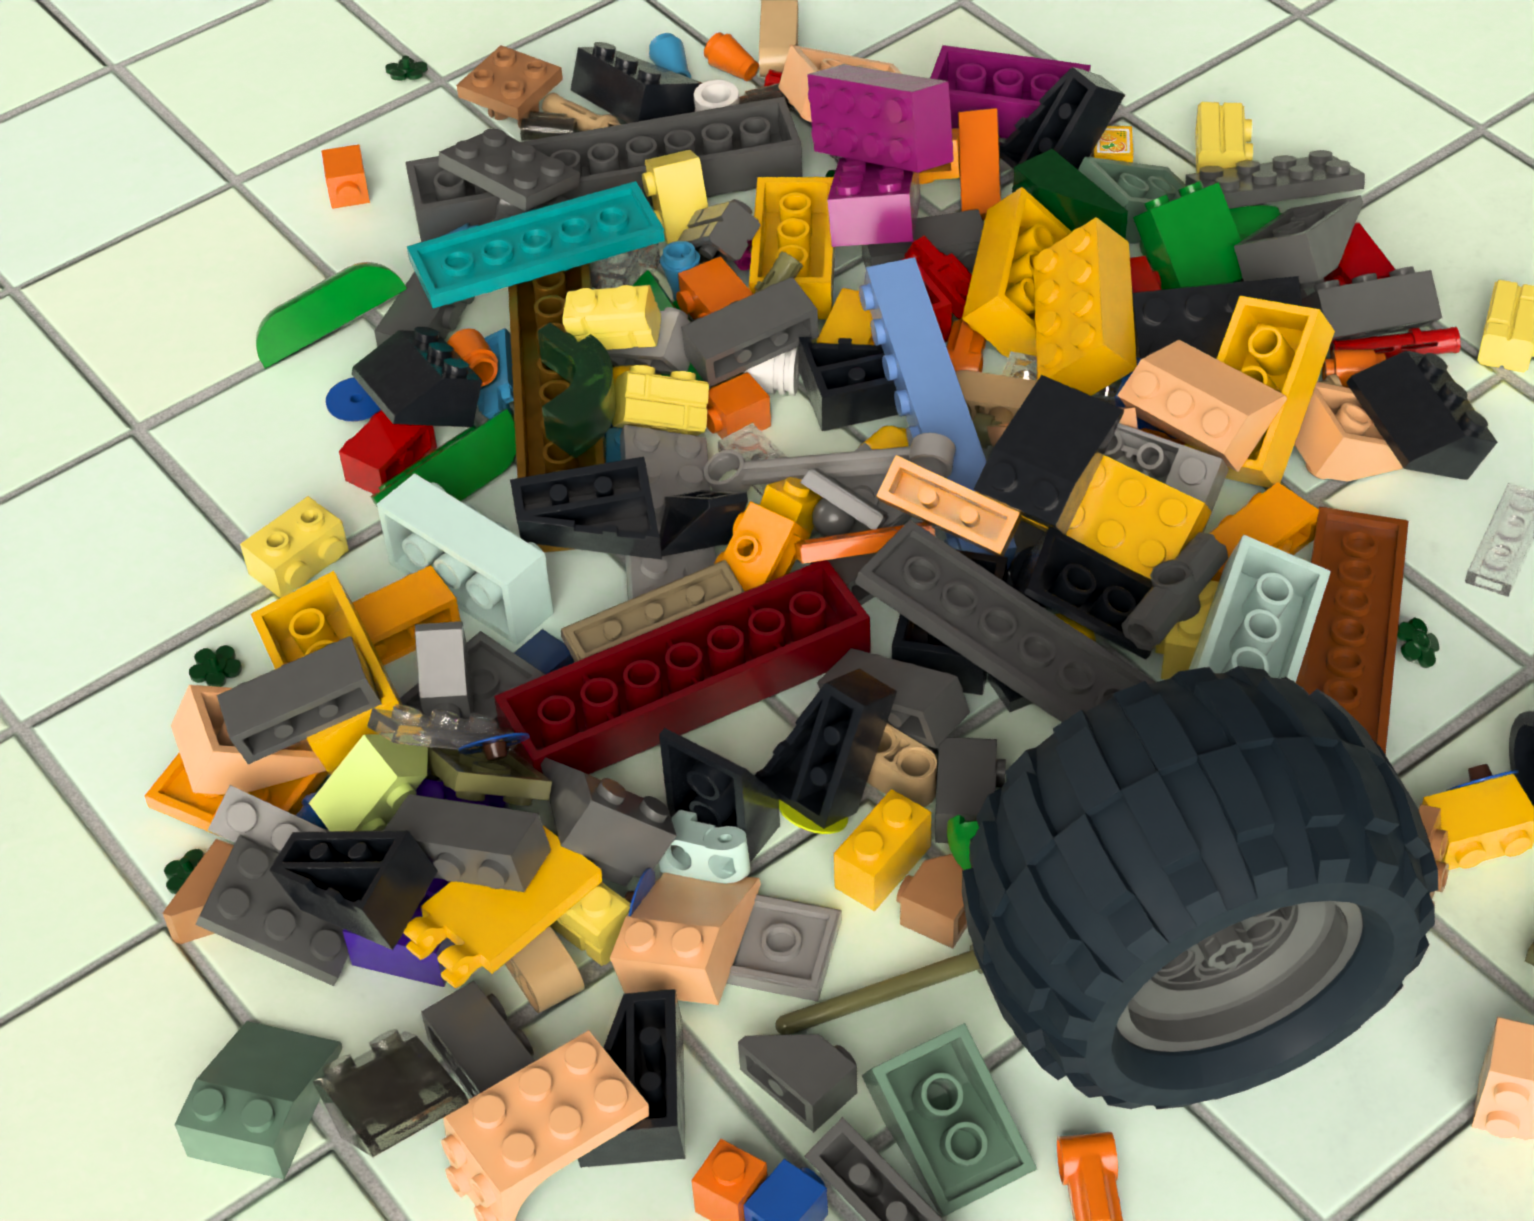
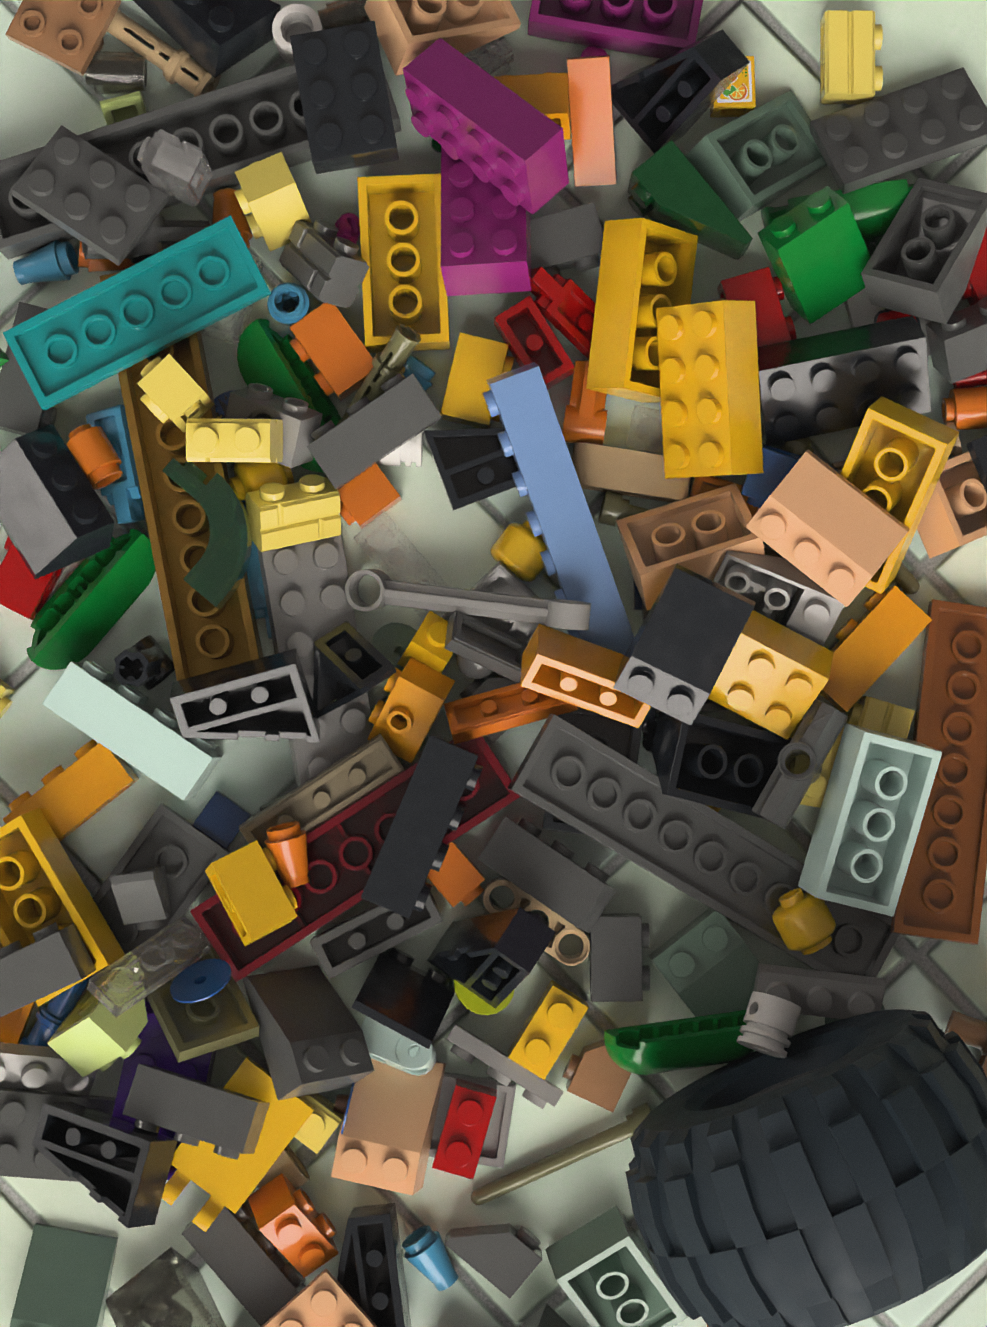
camera: 10 degrees left, 40 degrees up
(484, 495) = (143, 664): none -> black piece
(555, 267) = (172, 392): none -> light yellow brick
(555, 1002) = (294, 1225): none -> orange brick
(564, 659) = (252, 892): none -> yellow brick
(592, 140) = (175, 167): none -> clear brick
(611, 636) = (289, 850): none -> orange cone
(718, 1076) = (428, 1254): none -> dark azure cone
(728, 725) = (370, 935): none -> dark grey brick
(753, 115) = (344, 97): none -> black brick
(757, 604) = (420, 825): none -> black brick
(775, 926) = (465, 1128): none -> red brick
(782, 700) = (457, 877): none -> orange brick
(830, 880) = (502, 1068): none -> light grey plate

